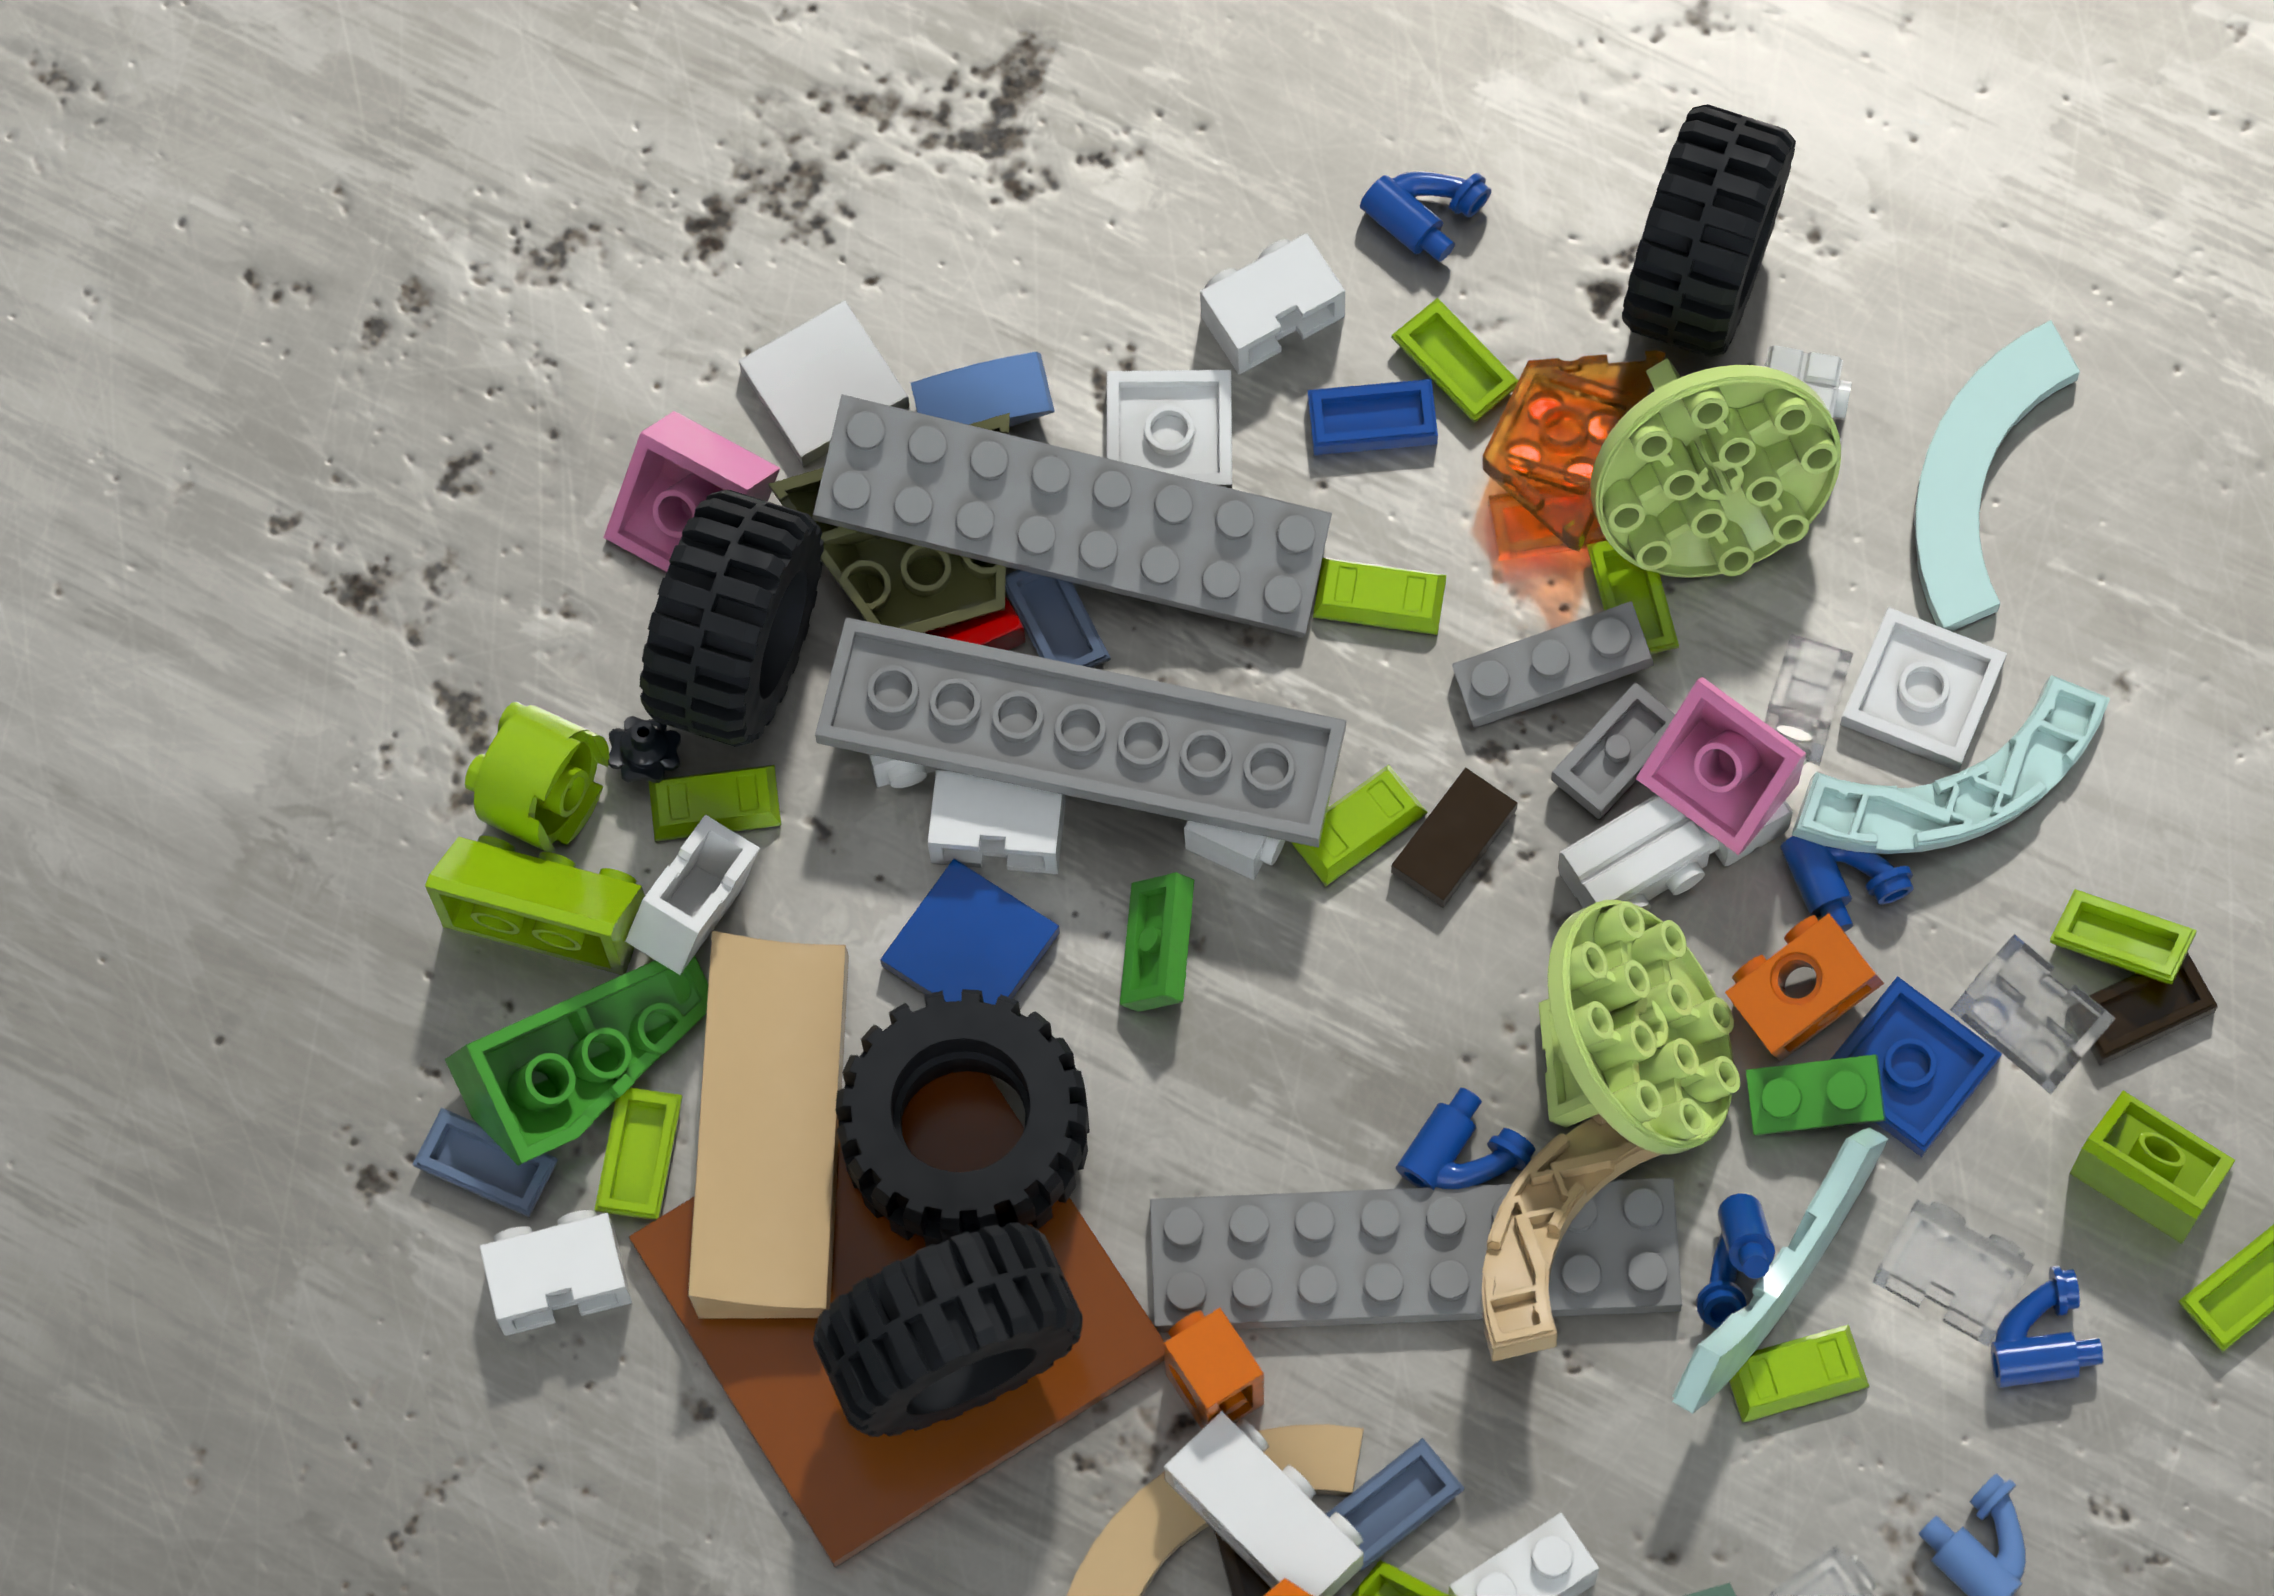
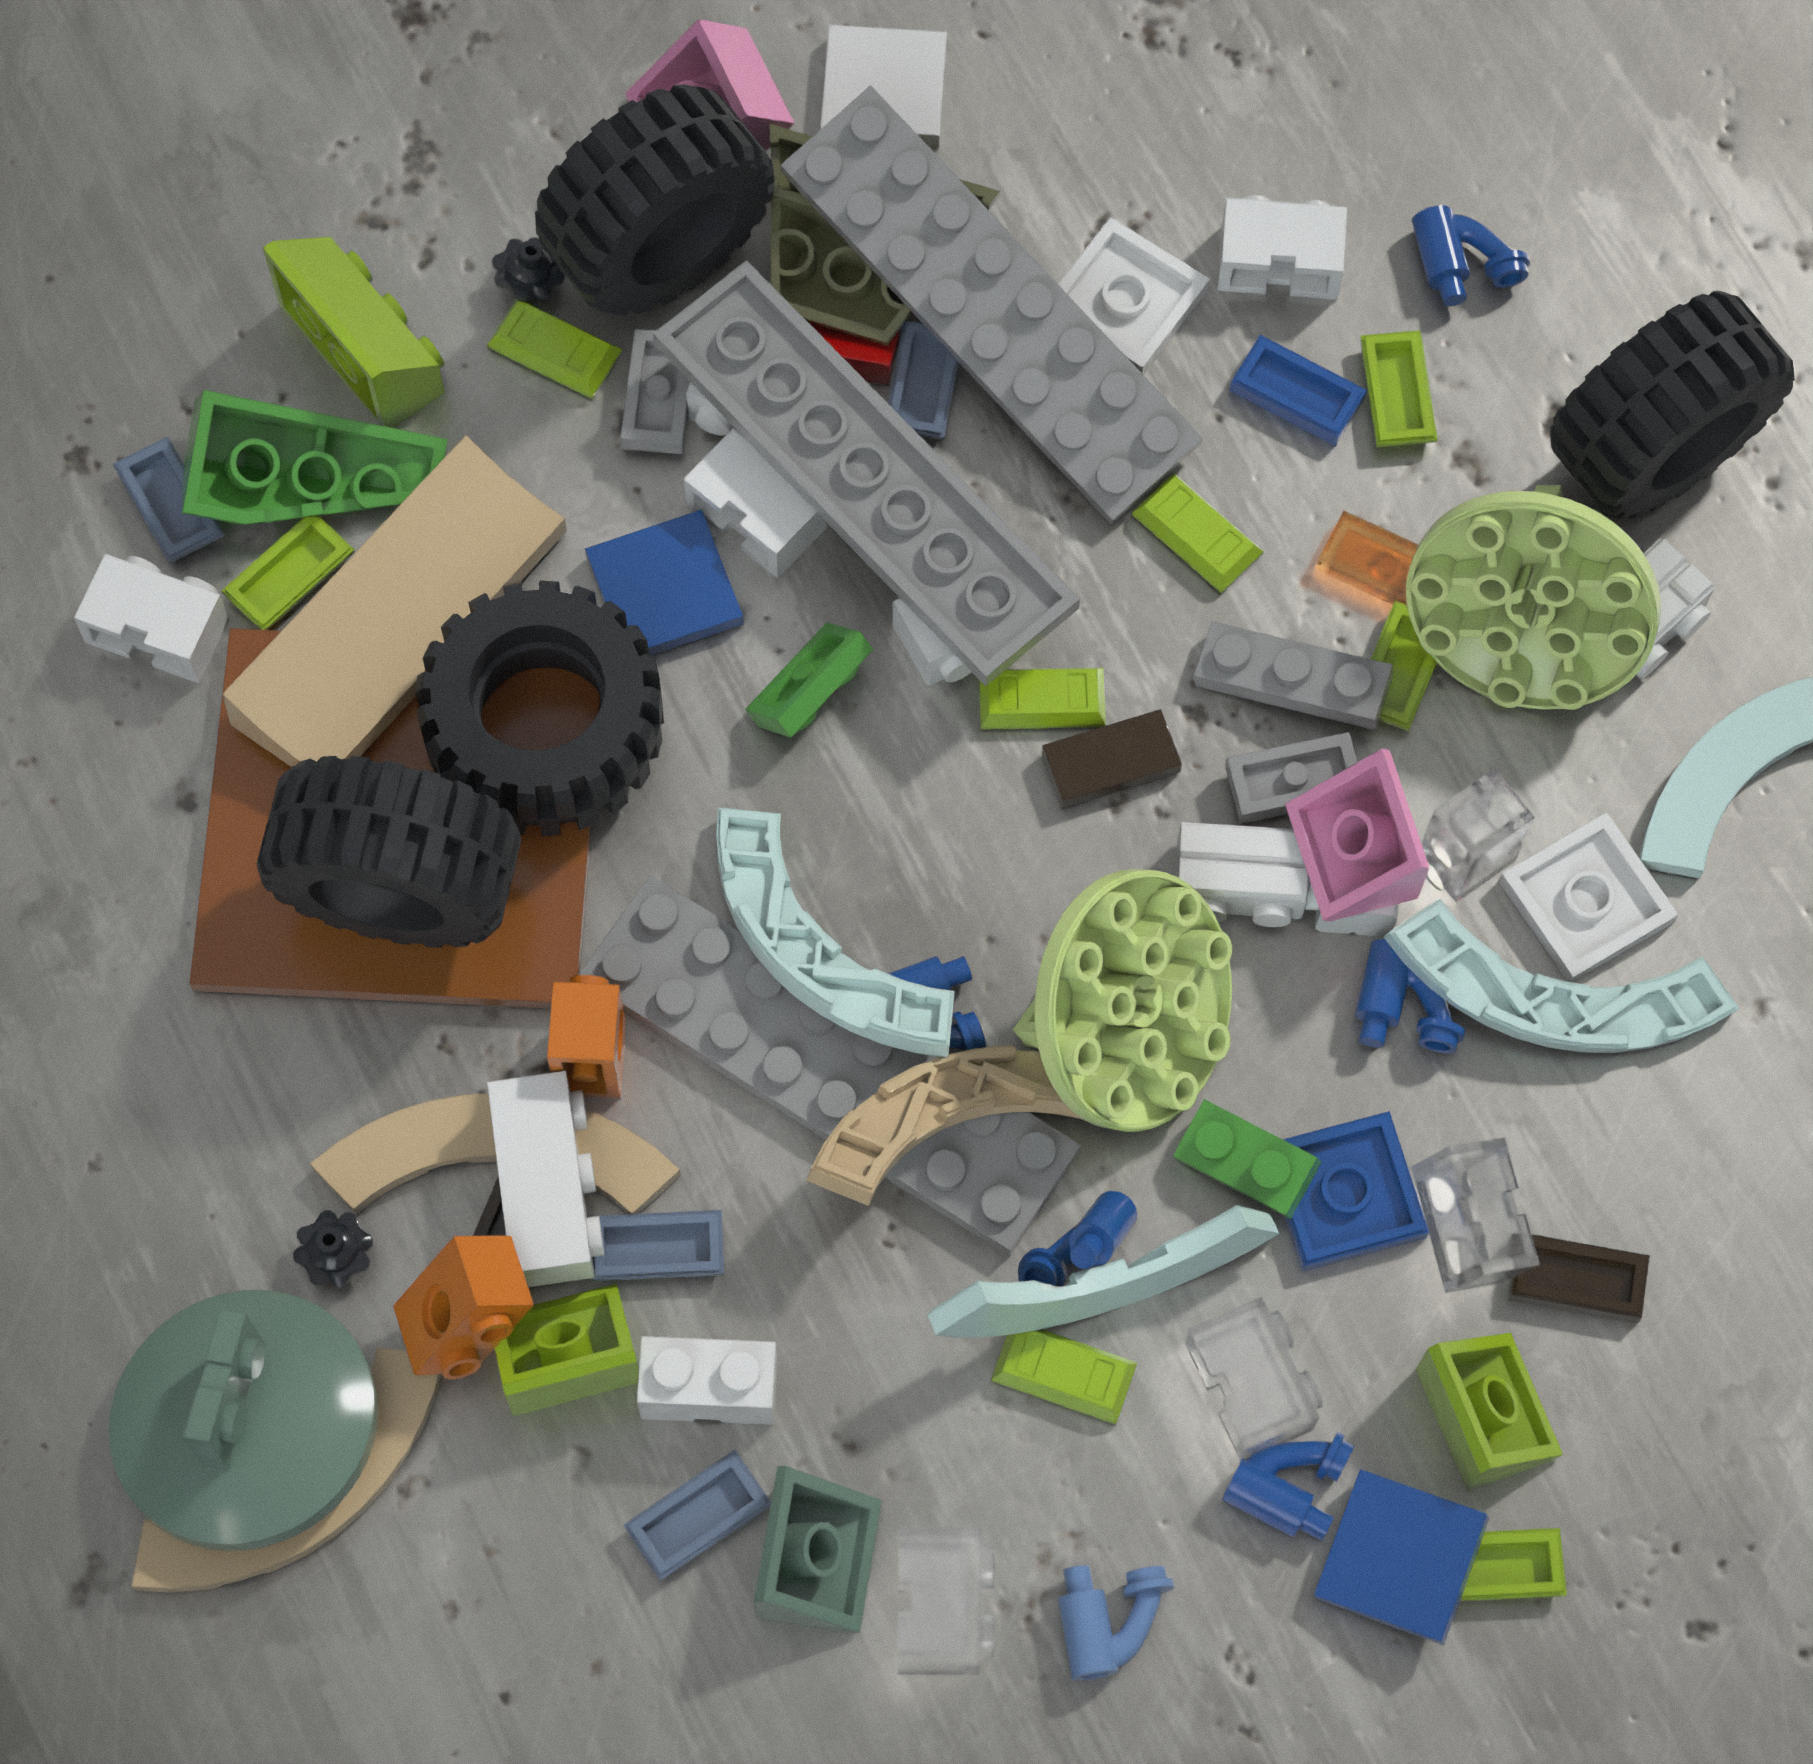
camera: 30 degrees right, 0 degrees up
(538, 776) = (426, 232): lime brick -> none
(692, 894) = (471, 397): white brick -> none
(839, 787) = (654, 400): none -> light grey plate
(987, 390) = (1022, 176): medium blue slope -> none
(1337, 1177) = (807, 957): none -> light aqua tile
(1555, 431) = (1420, 484): clear orange wing -> none
(1841, 983) = (1333, 1081): orange brick -> none
(2123, 936) = (1602, 1206): lime tile -> none
(2175, 1331) = (1401, 1557): none -> blue tile

